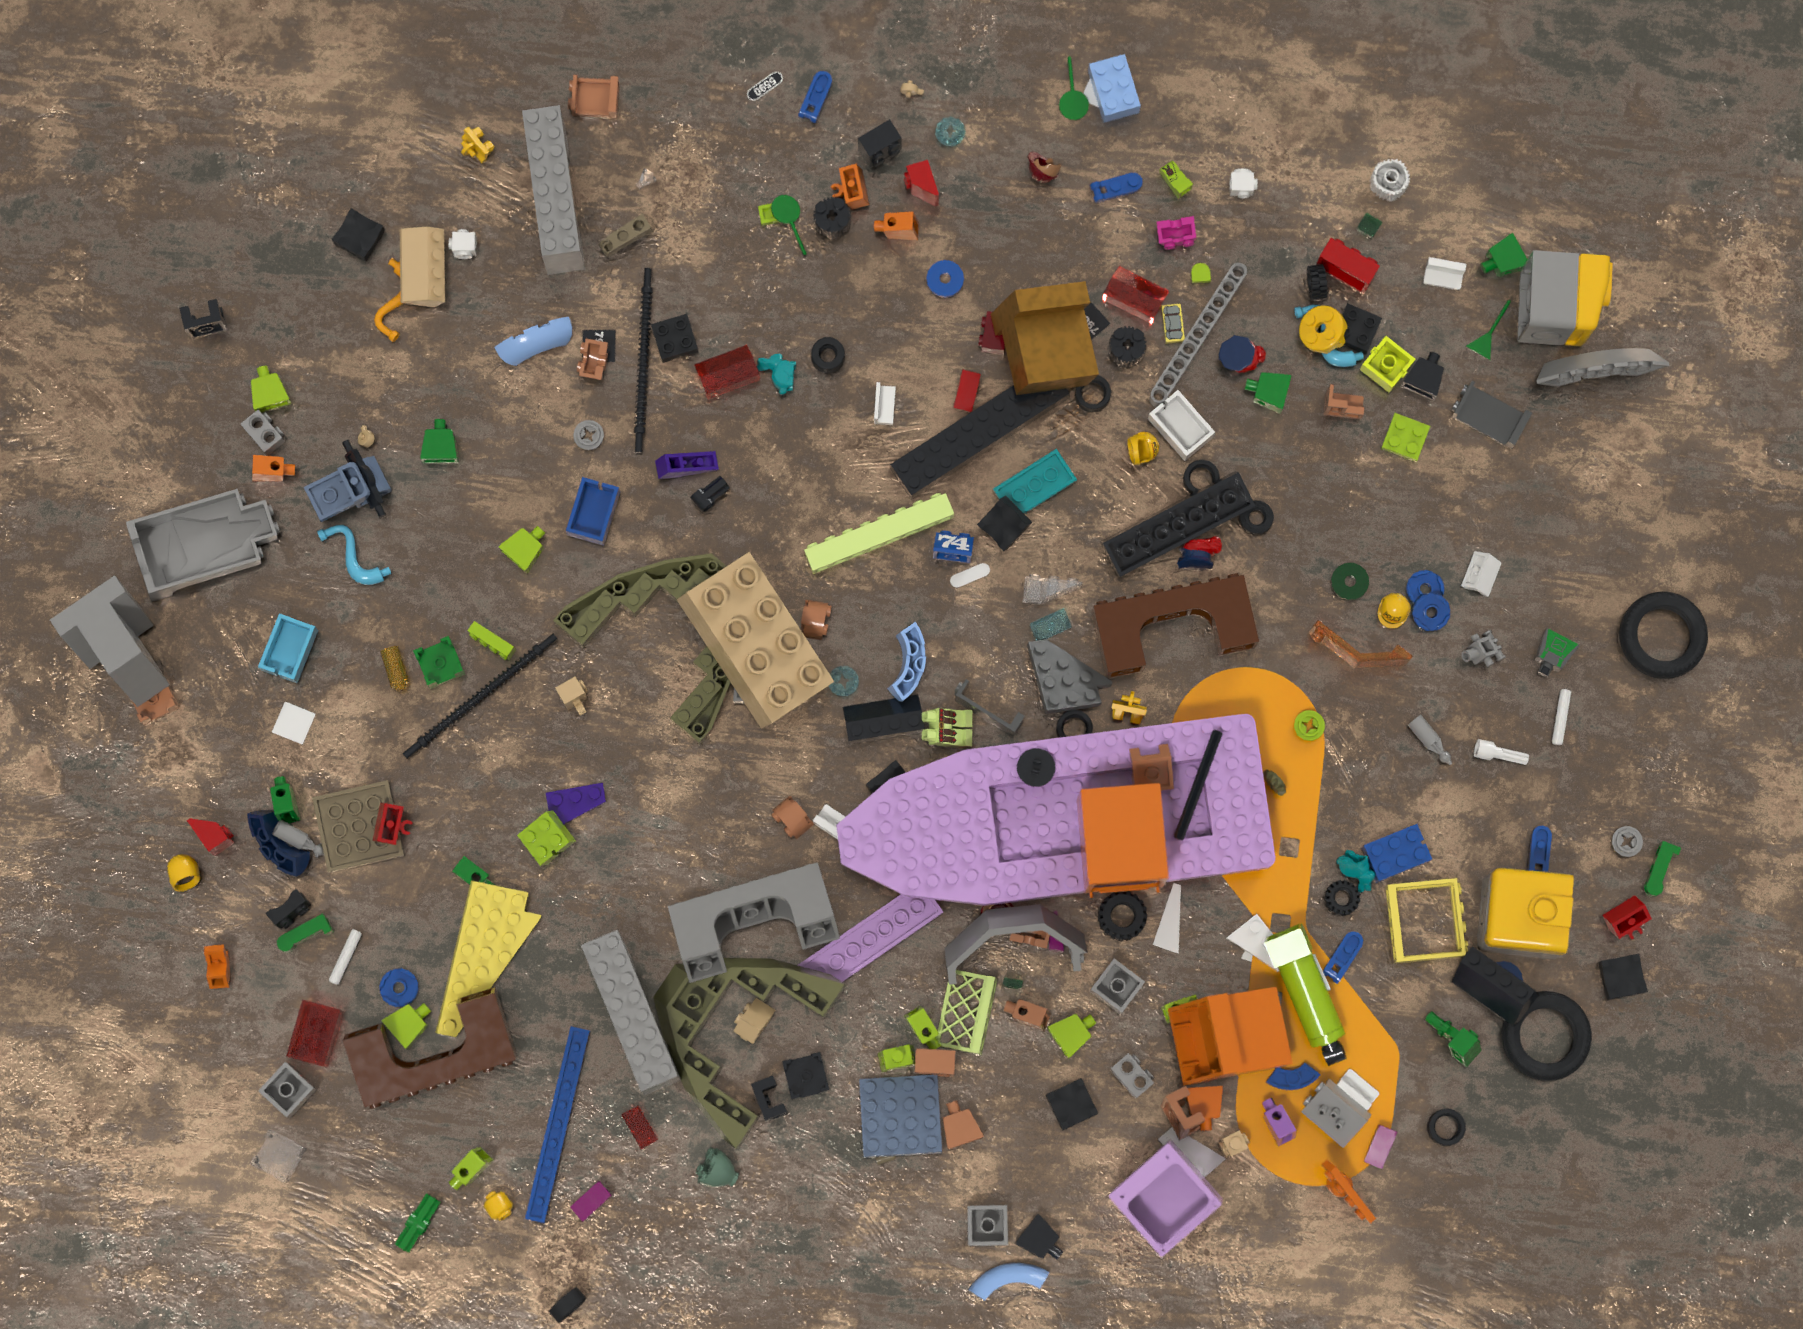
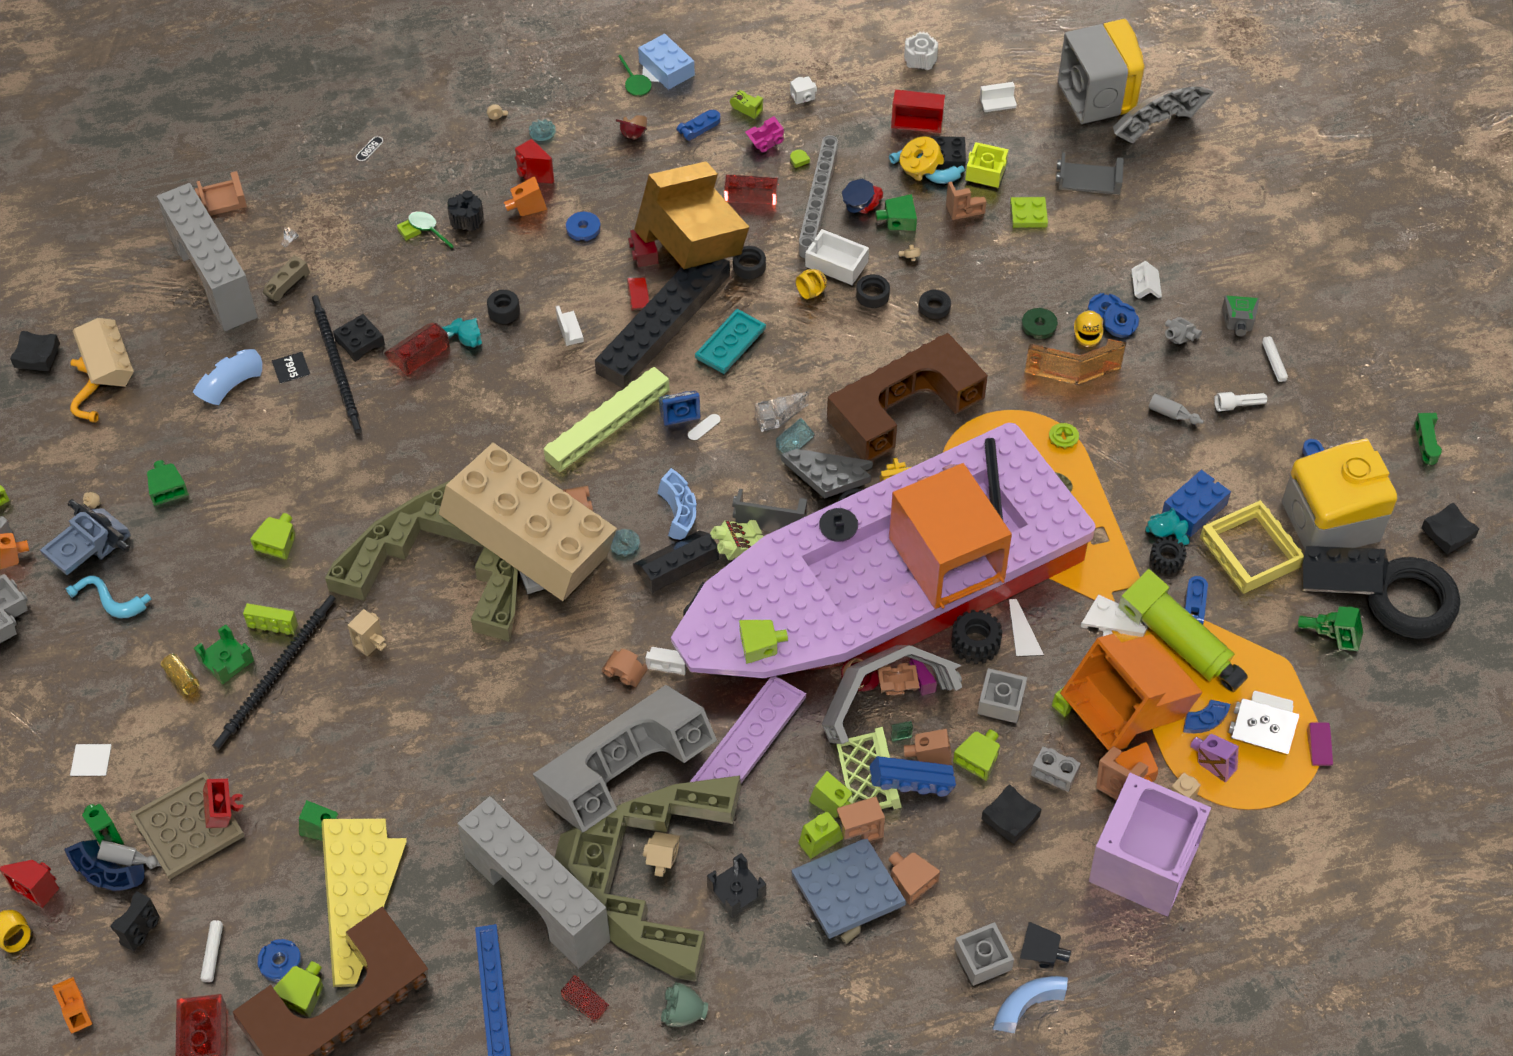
camera: 20 degrees left, 25 degrees down
(288, 648) = (64, 691): medium azure piece -> none
(289, 940) = (160, 942): green leg -> none
(463, 244) = (137, 329): white brick -> none
(473, 145) = (124, 257): yellow hips -> none
(545, 836) = (382, 763): lime piece -> none
(575, 801) = (399, 731): dark purple wing -> none
(590, 426) = (306, 426): light grey gear -> none
(593, 511) = (331, 487): blue piece -> none
(594, 359) = (289, 371): nougat cylinder -> none
(686, 464) = (401, 425): dark purple slope -> none
(706, 497) = (435, 443): black piece -> none
(763, 1100) = (699, 918): black panel -> none
(816, 96) = (416, 139): blue plate -> none
(852, 187) = (474, 182): orange brick -> none
(880, 144) = (485, 148): black brick -> none
(912, 865) = (760, 639): none -> lime torso
(999, 1037) = (912, 776): none -> blue brick
(1004, 523) = (717, 372): black brick -> none
(1123, 337) = (763, 219): black brick -> none
(1173, 323) = (793, 197): tile -> none
(1177, 523) = (869, 322): black brick -> none
(1198, 553) = (899, 339): piece -> none
(1260, 445) = (910, 253): none -> tan piece
(1317, 282) = (898, 129): black tyre -> none
(1342, 1186) = (1310, 785): orange plate -> none
(1369, 225) = (920, 86): clear green tile -> none
(1425, 376) = (1022, 166): black torso -> none
(1446, 1112) = (1375, 694): black tyre -> none
(1483, 344) = (1056, 134): green piece -> none
(1505, 257) = (1041, 72): green torso -> none
(1627, 832) = (1382, 423): light grey gear -> none
(1627, 917) = (1425, 481): red brick -> none
(1639, 658) = (1318, 295): black tyre -> none

